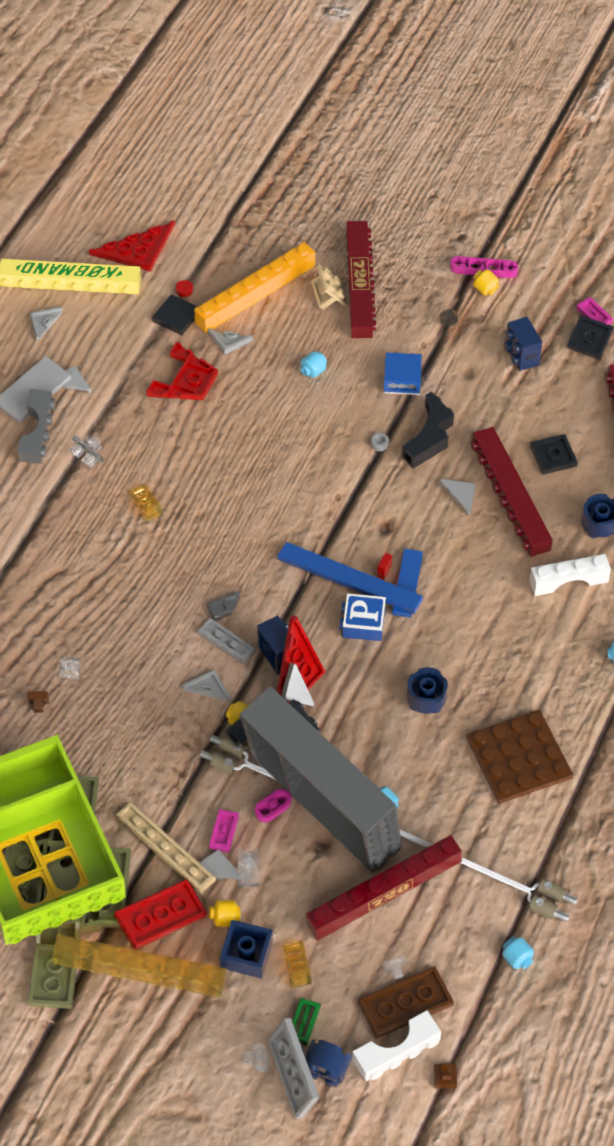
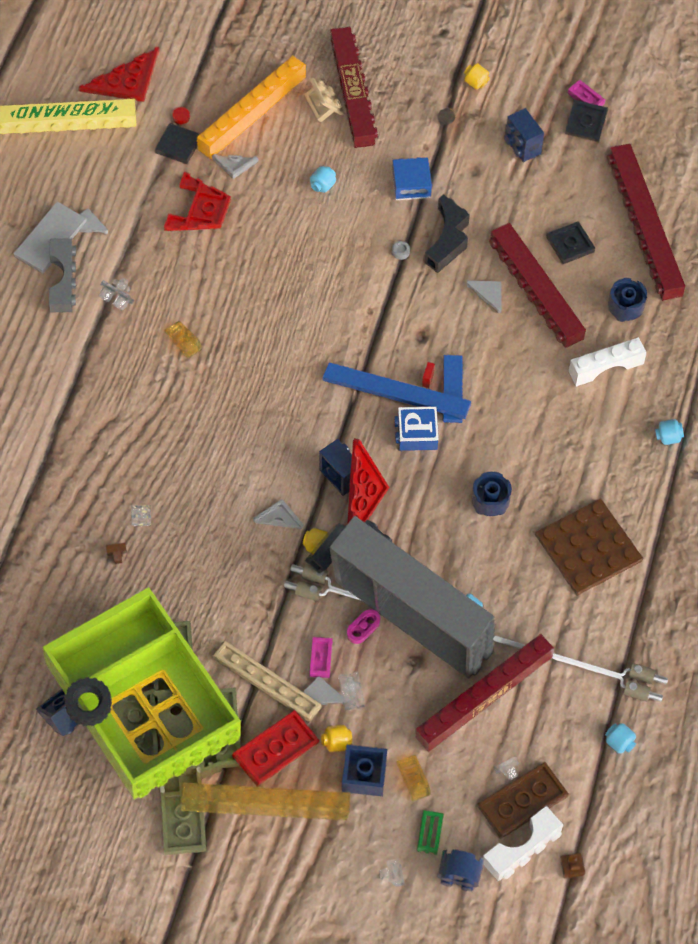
camera: 10 degrees left, 5 degrees up
(43, 320) = (47, 164): light grey tile -> none
(223, 606) = (279, 434): flat silver tile -> none
(226, 640) = (288, 468): light grey tile -> none
(293, 1068) = (430, 879): light grey tile -> none
(295, 687) = (365, 507): tile -> none
(484, 263) = (471, 60): dark pink beam -> none

